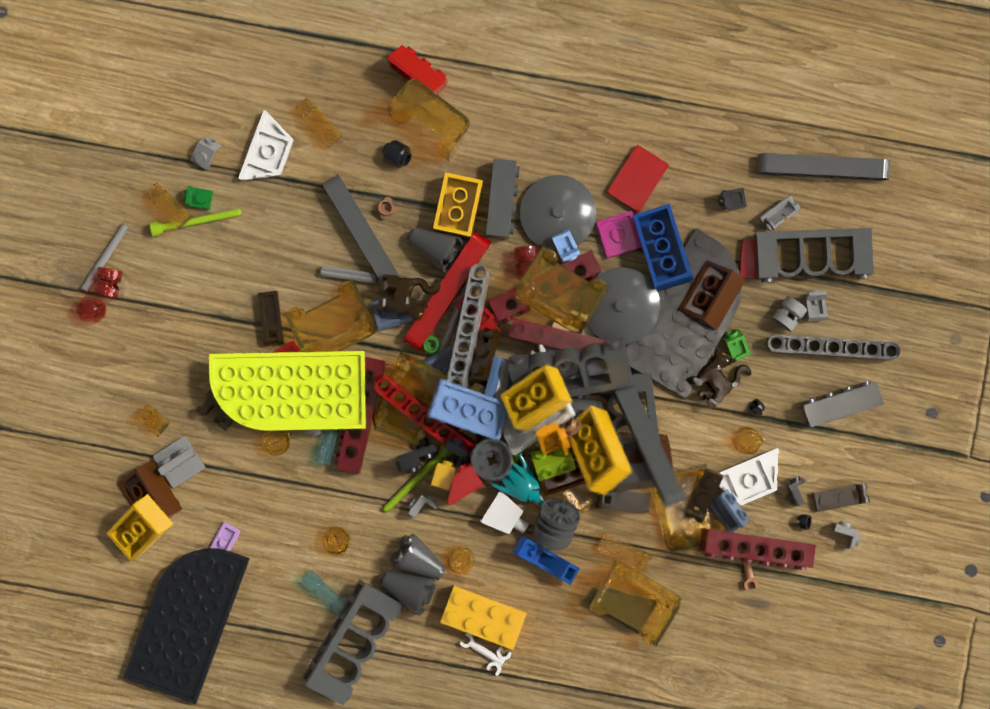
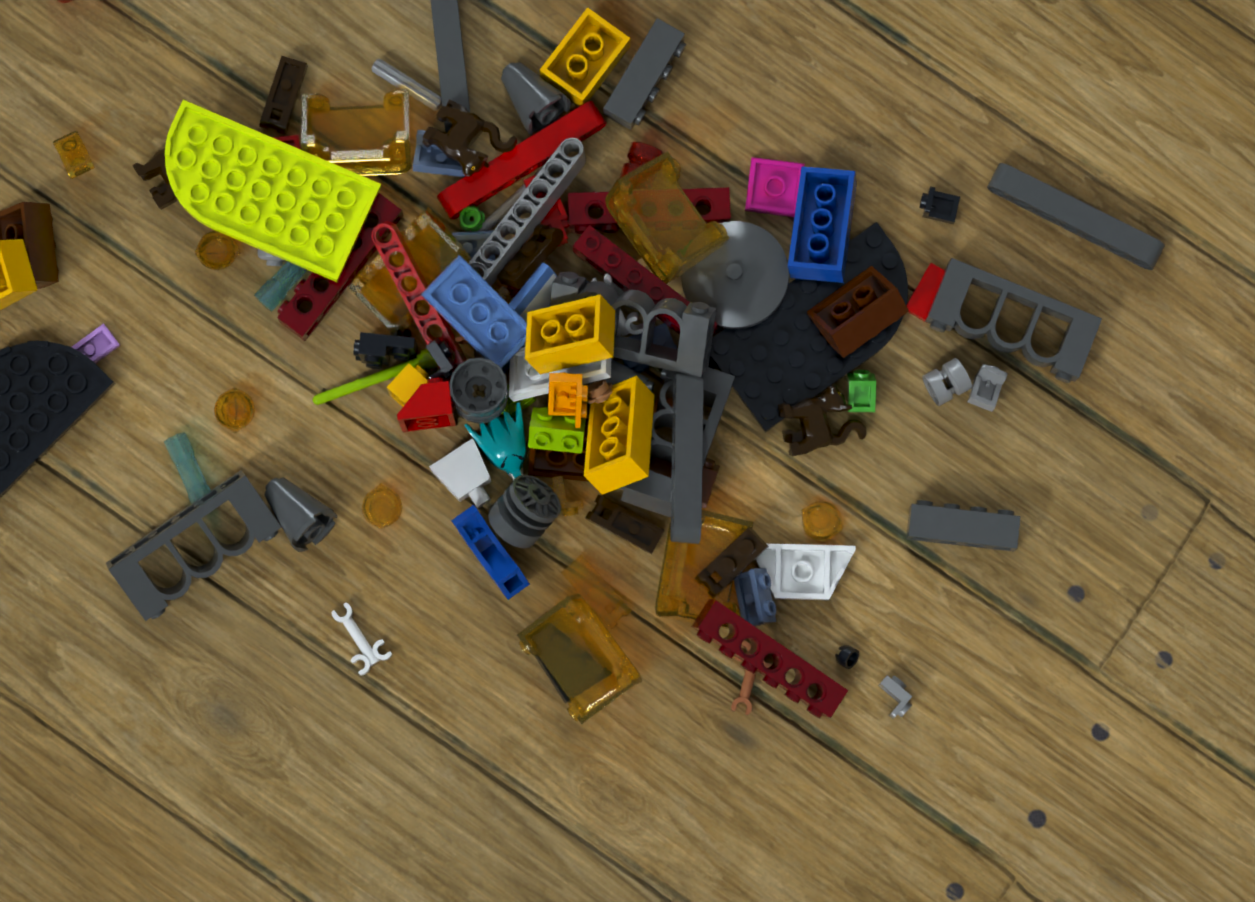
camera: 20 degrees right, 5 degrees down
(179, 462) = (82, 222): light grey bracket -> none
(391, 208) = (488, 17): medium nougat plate -> none
(416, 506) = (358, 412): light grey bracket -> none
(417, 558) = (327, 478): dark grey cone -> none
(483, 617) = (377, 590): yellow brick -> none
(555, 206) = (709, 125): dark grey dish -> none
(566, 245) = (699, 167): light blue bracket -> none
(638, 178) = (830, 127): red tile -> none
(756, 407) = (851, 483): black hinge -> none
(775, 215) = (992, 248): light grey hinge -> none
(794, 494) = (849, 616): black bracket -> none
(840, 497) = (908, 647): dark brown plate -> none
(842, 344) = (998, 449): dark grey beam -> none

